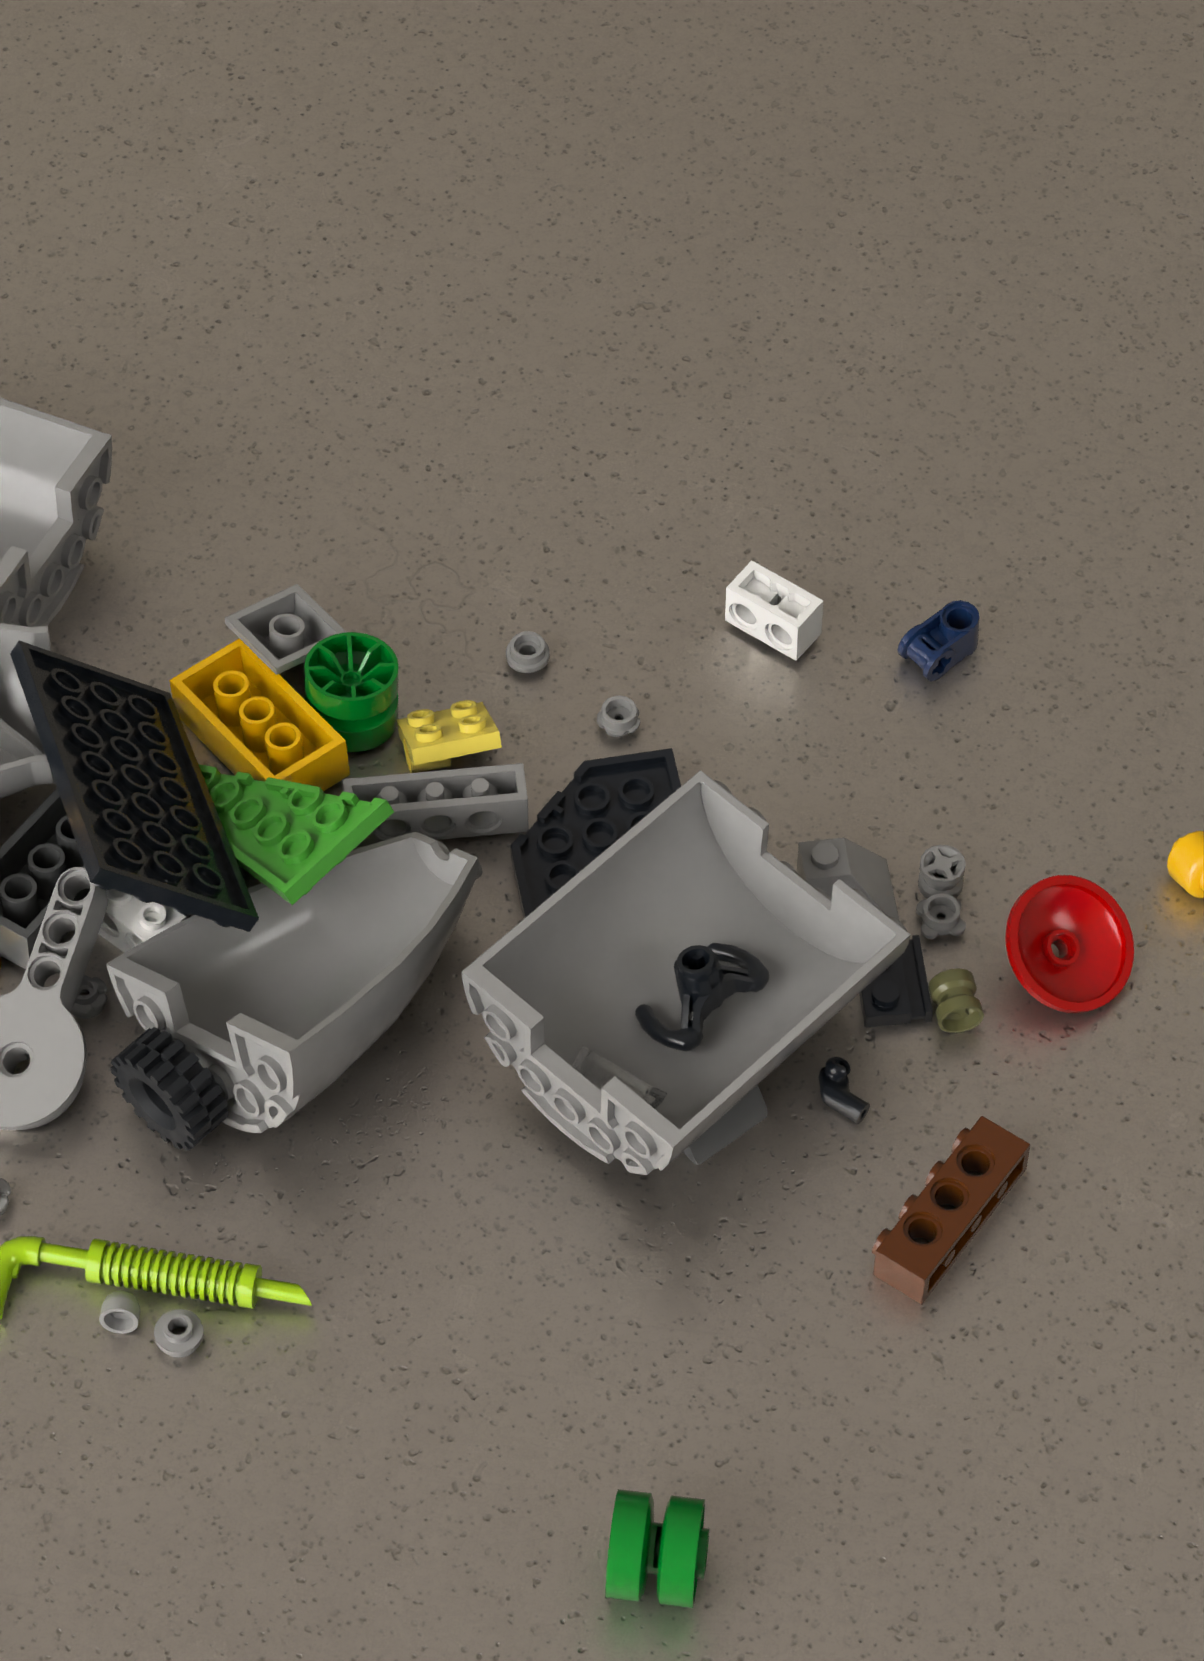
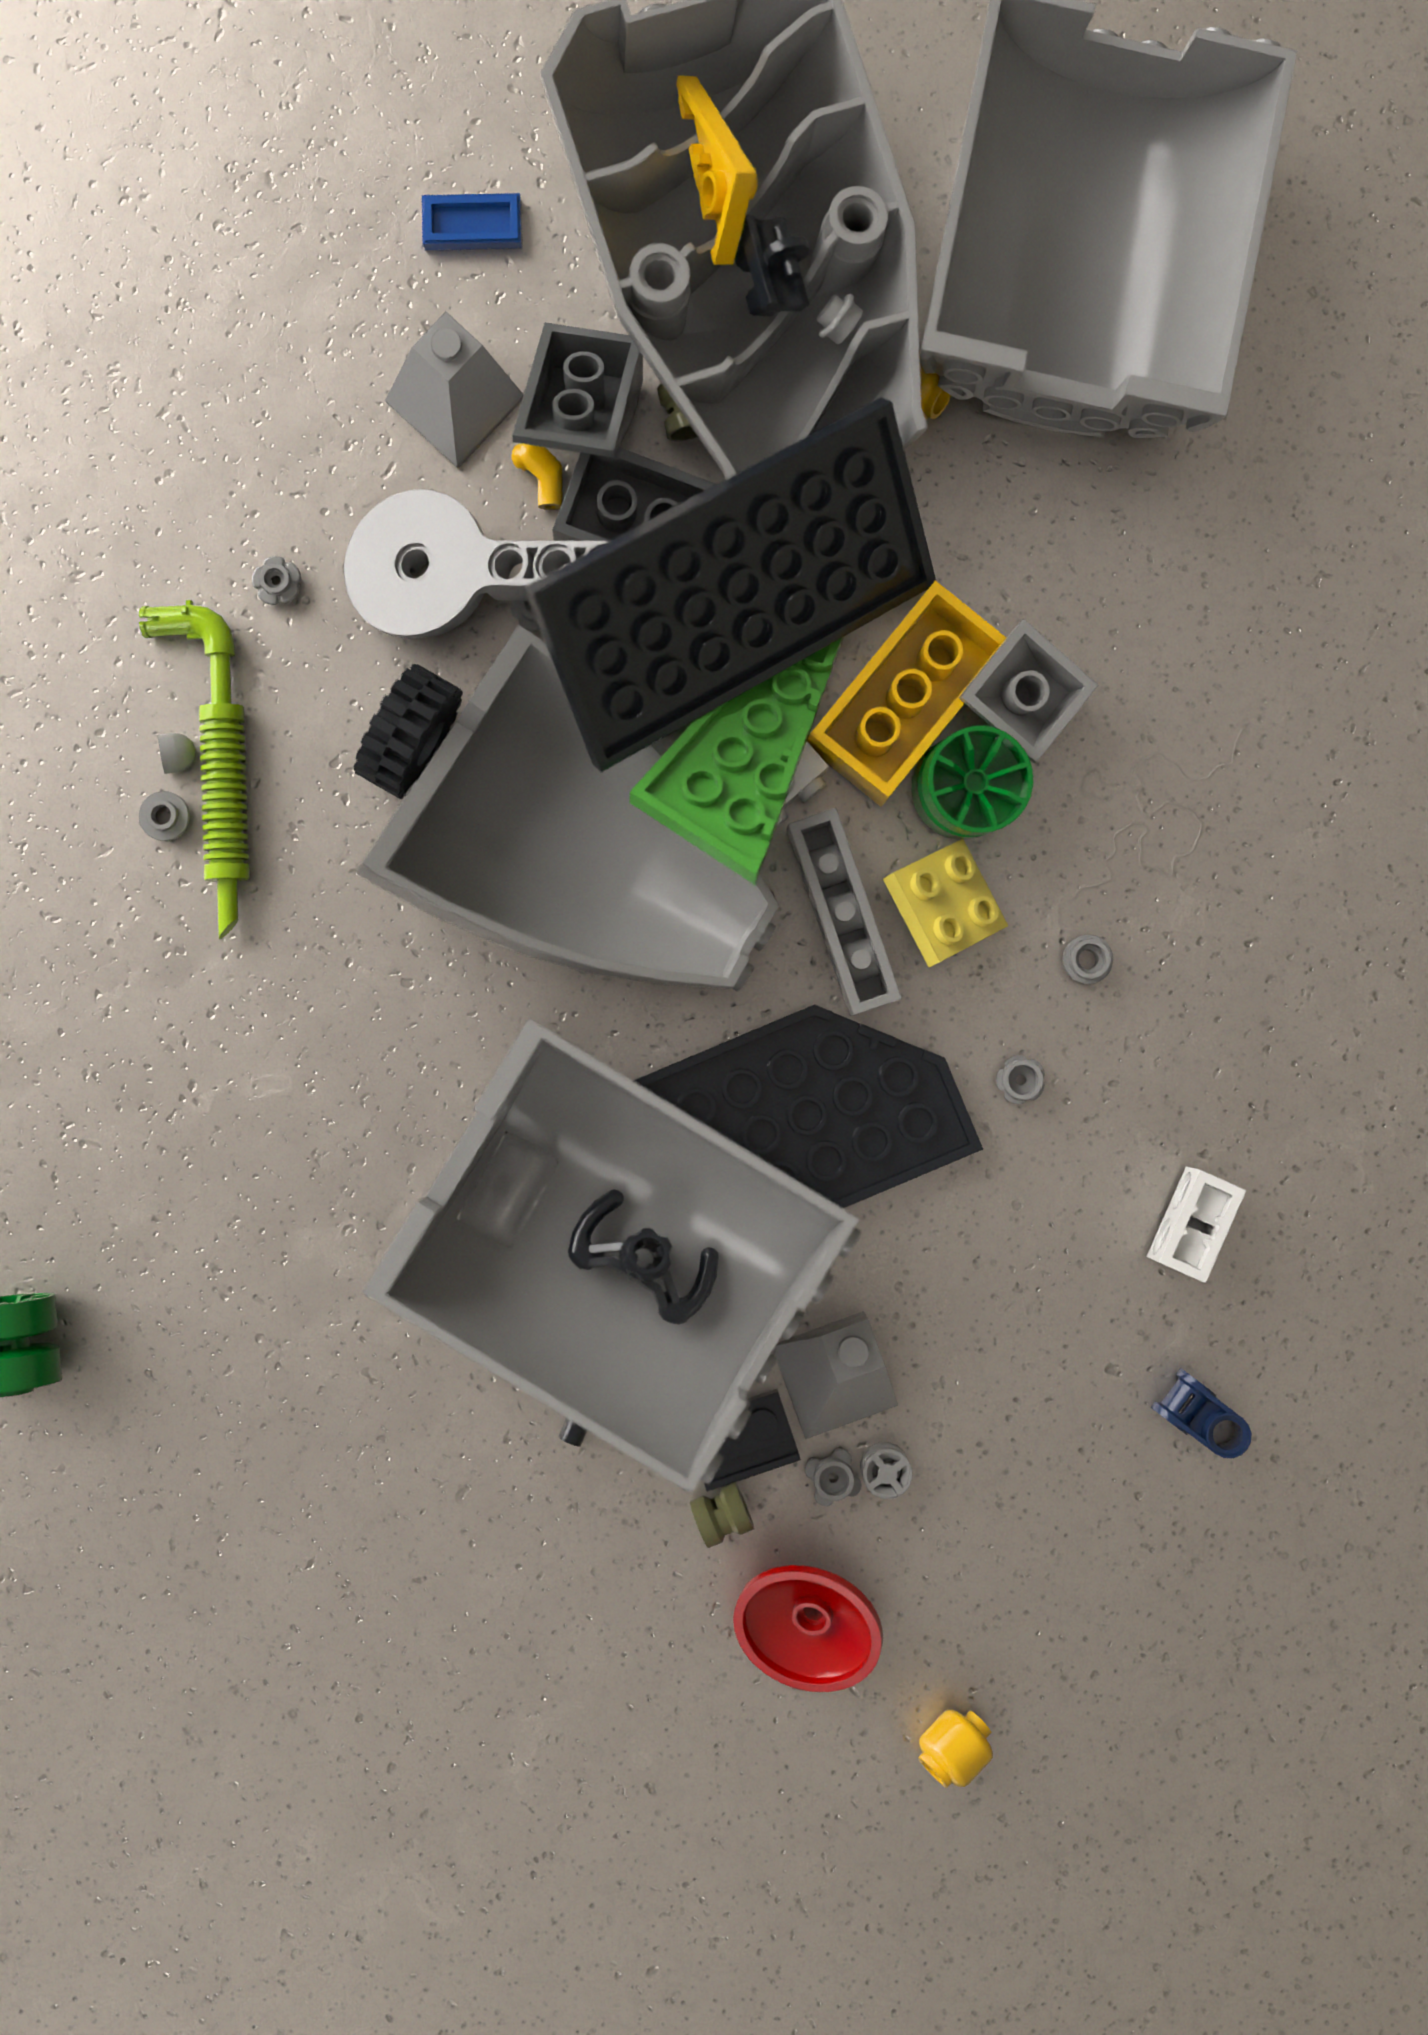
camera: 70 degrees right, 35 degrees up
(920, 1267) = (438, 1560): reddish brown brick -> none

